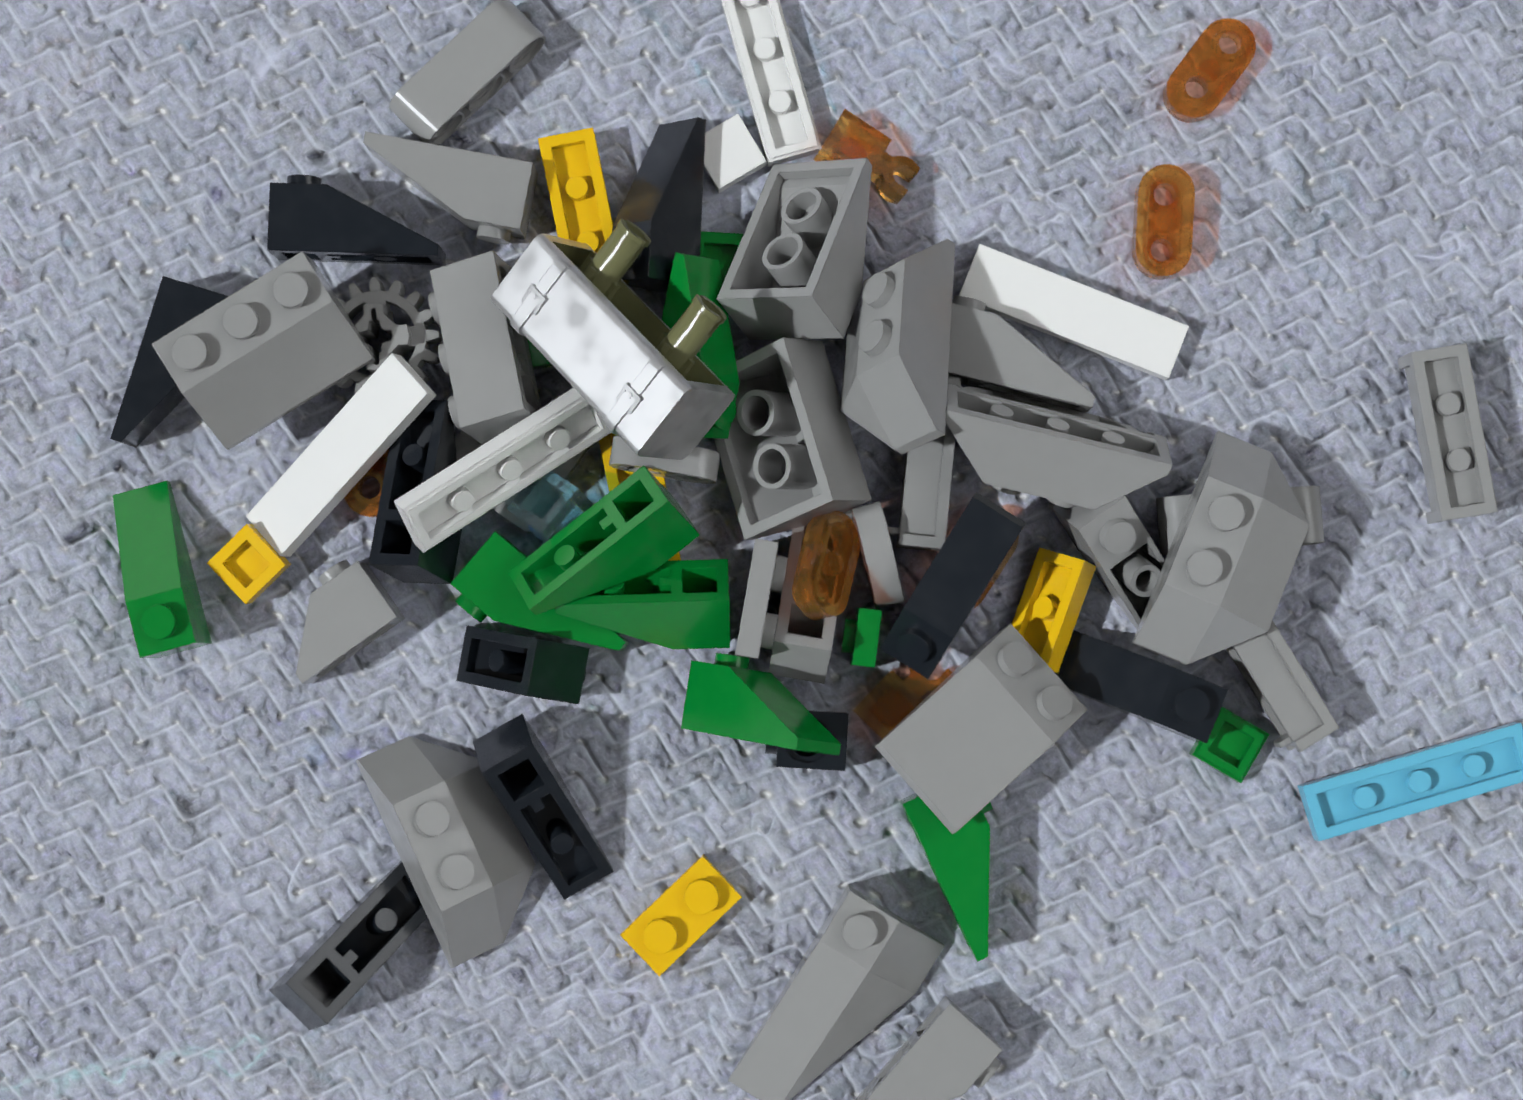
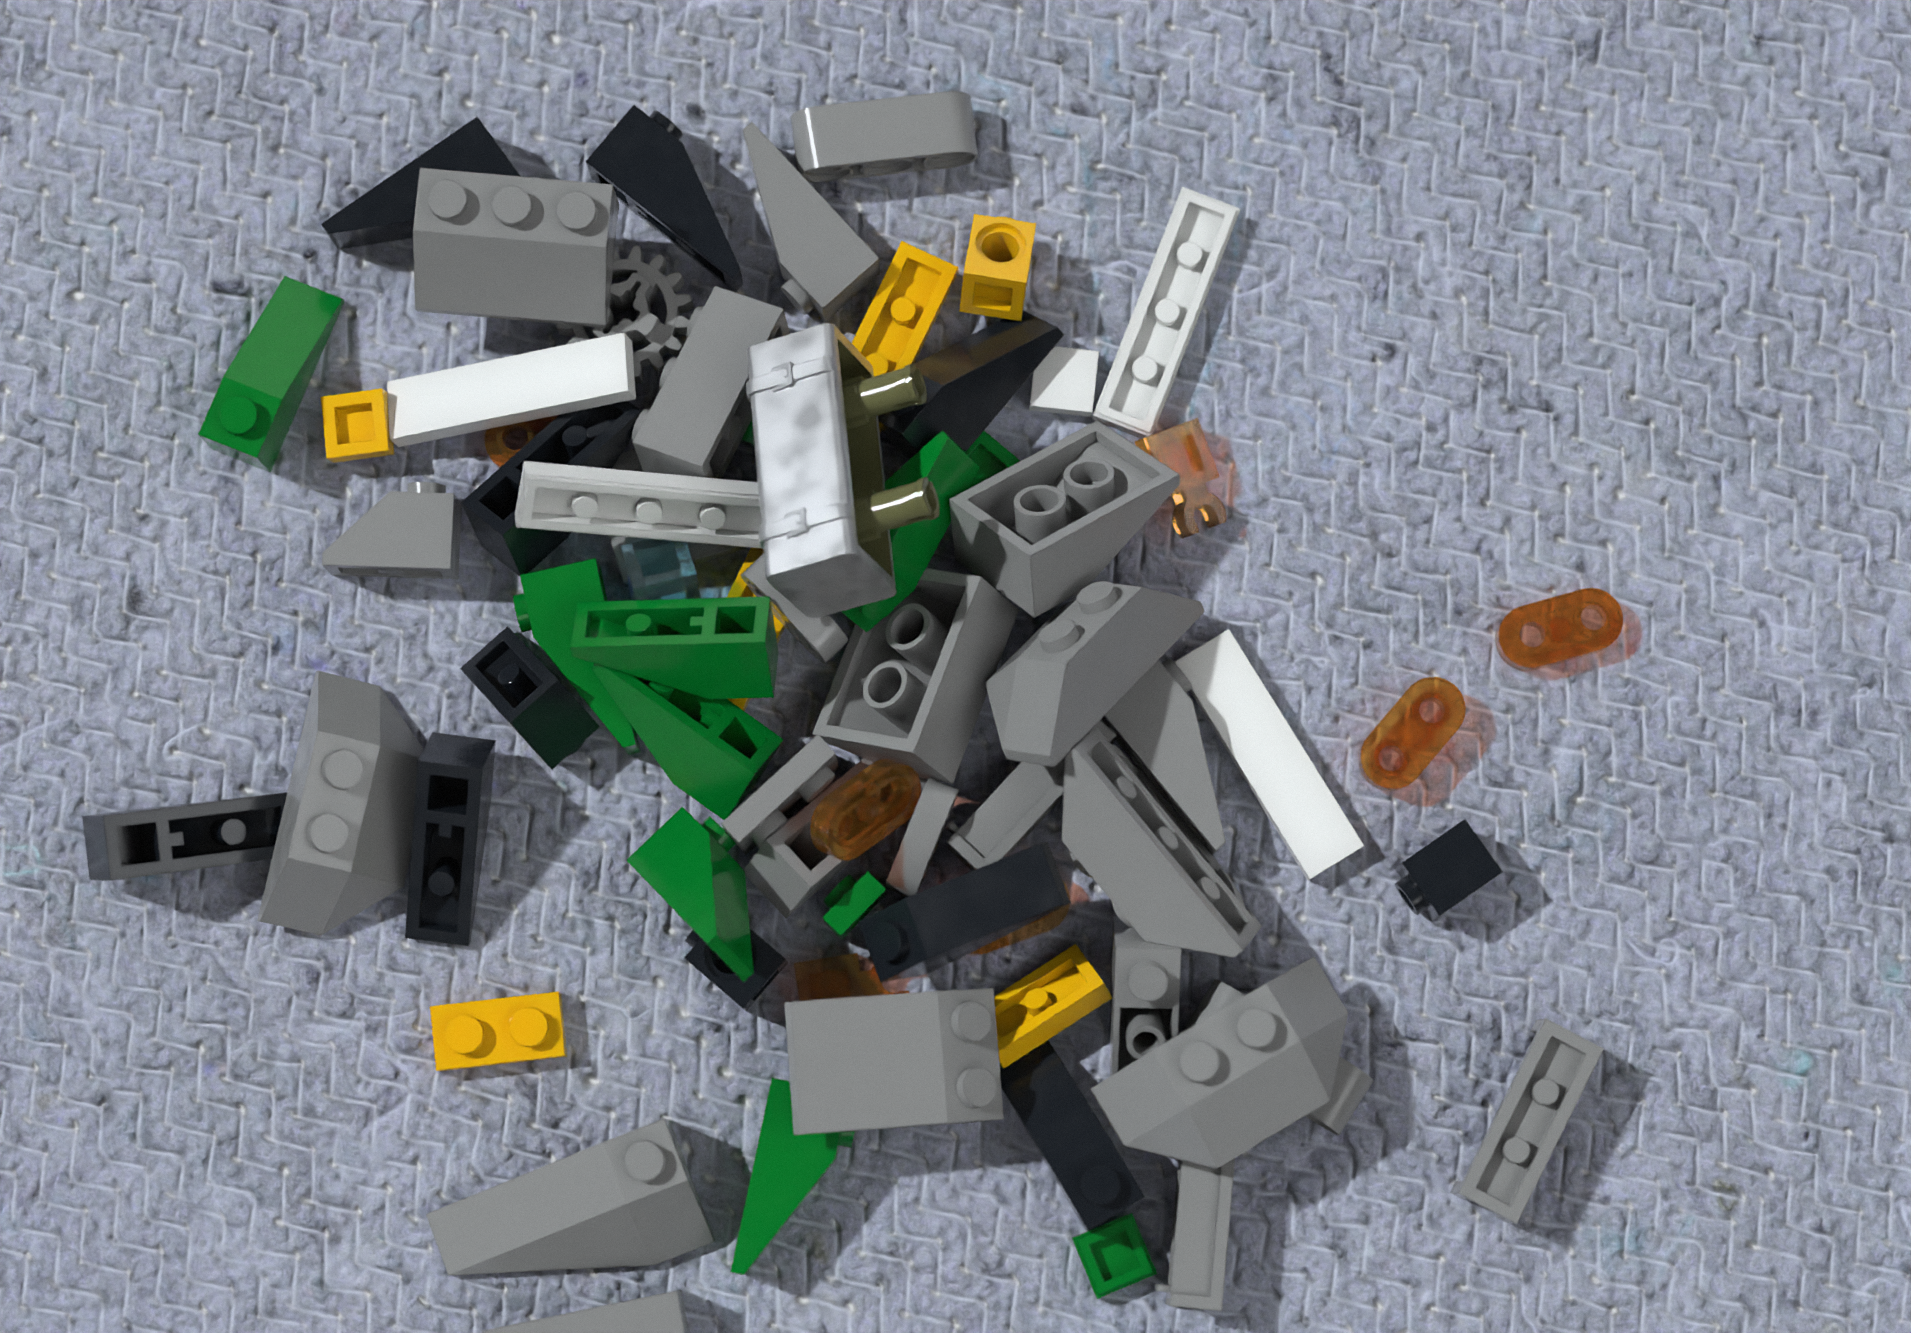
camera: 35 degrees right, 5 degrees down
(621, 105) = (997, 267): none -> yellow brick
(1260, 301) = (1445, 871): none -> black brick

